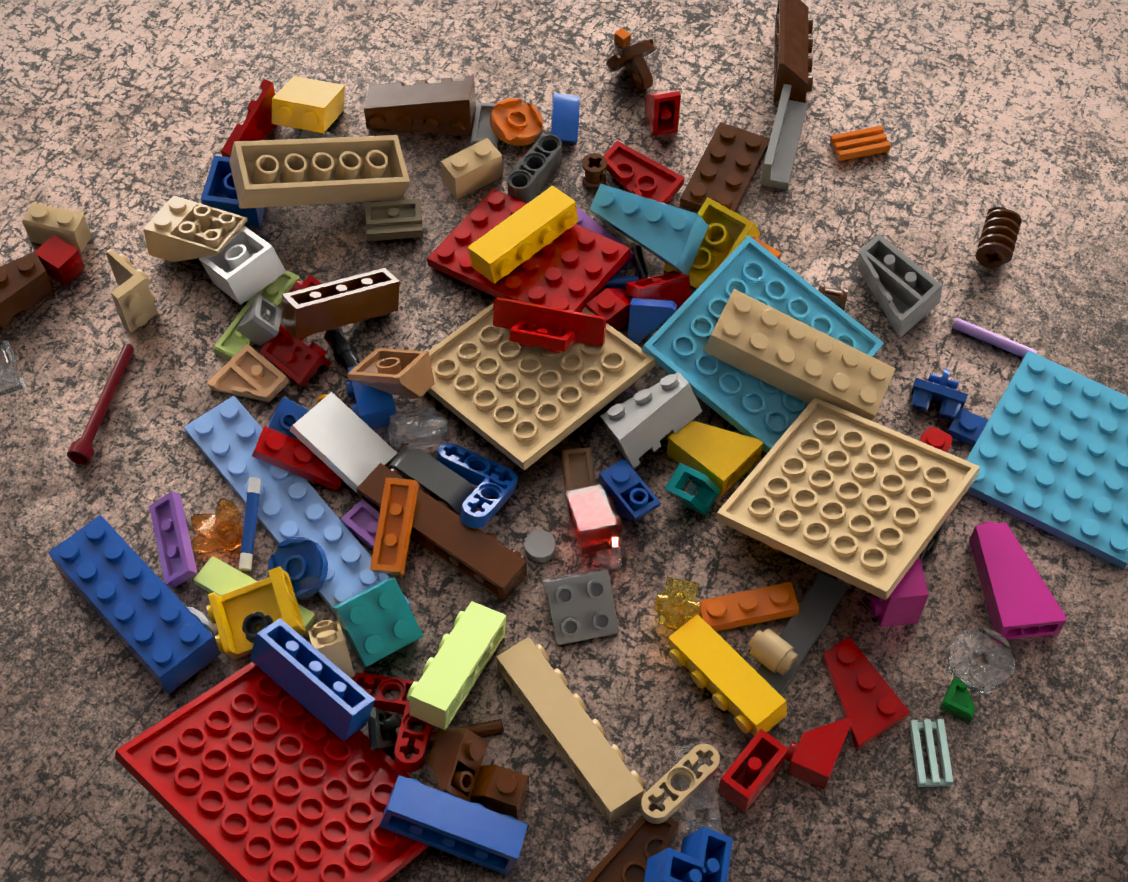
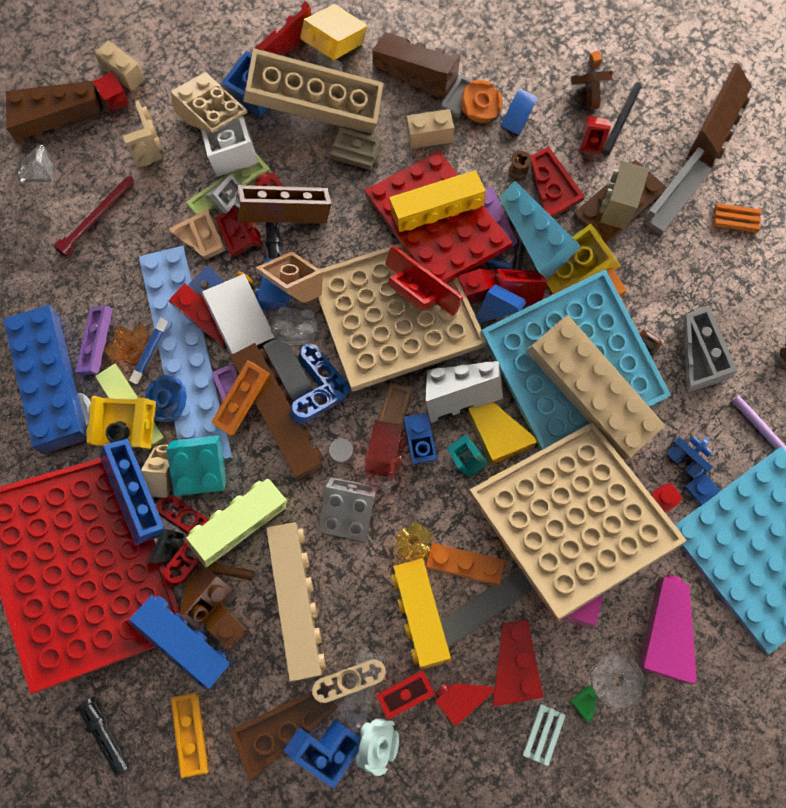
camera: 25 degrees right, 15 degrees up
(535, 168) = (481, 139): dark grey beam -> none
(683, 86) = (622, 118): none -> black bar
(728, 156) = (623, 195): none -> dark tan brick
(750, 838) = (377, 746): none -> light aqua plate
(772, 651) = (463, 609): tan brick -> none

